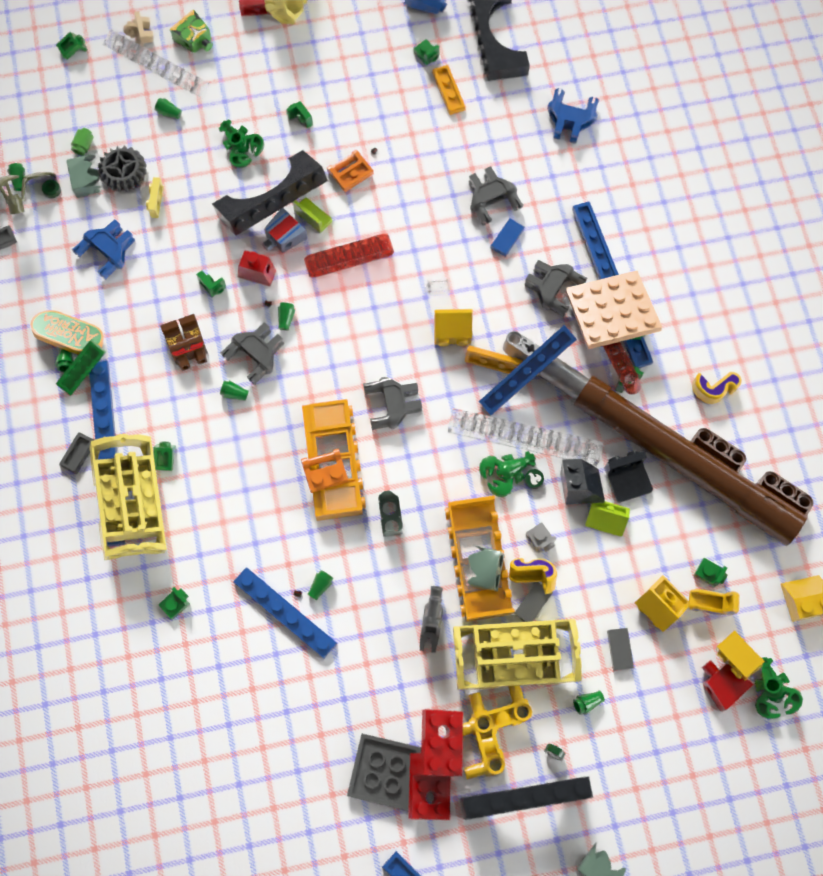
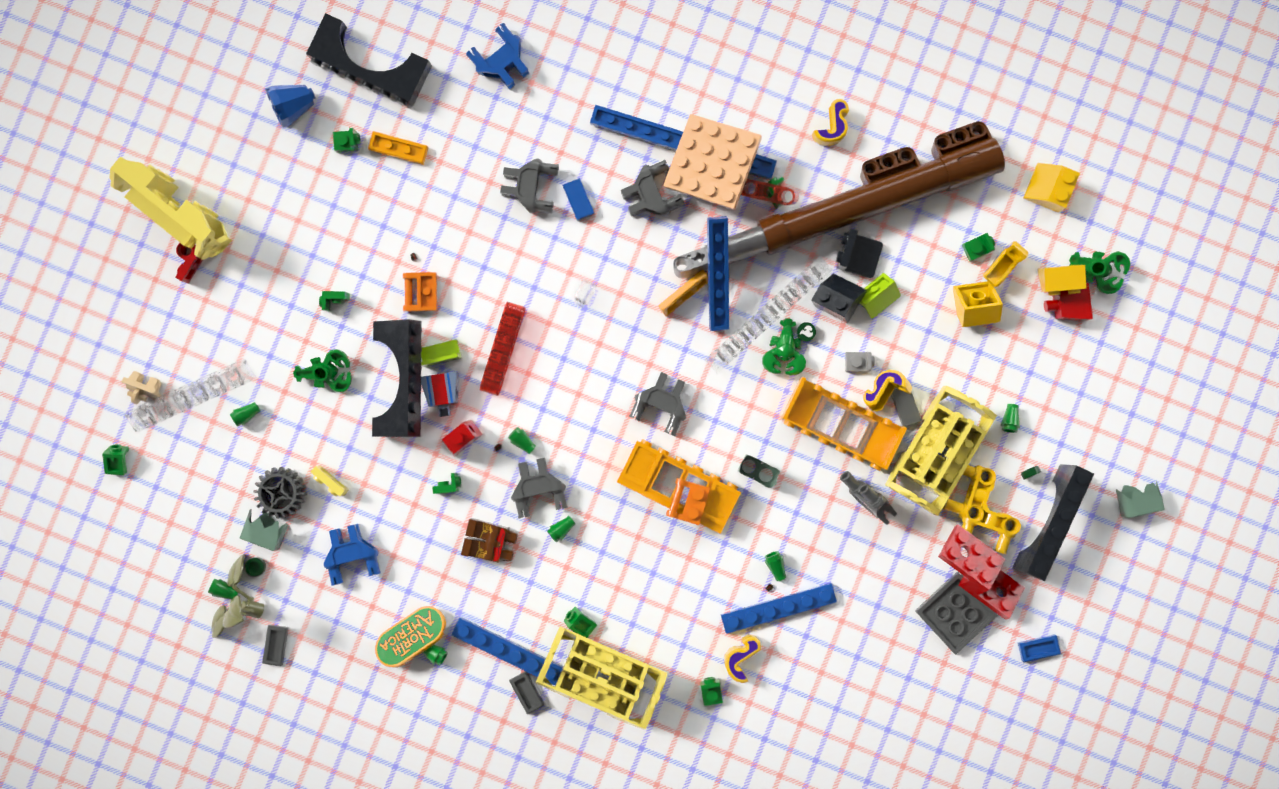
camera: 50 degrees left, 15 degrees up
(81, 367) = (453, 645): green plate -> none
(82, 141) = (226, 511): bright green brick -> none
(192, 33) = (179, 341): bright green torso -> none
(220, 602) = (738, 654): none -> yellow animal
(453, 327) = (633, 307): yellow slope -> none
(487, 568) = (859, 427): sand green piece -> none
(620, 649) = (987, 363): dark grey tile -> none

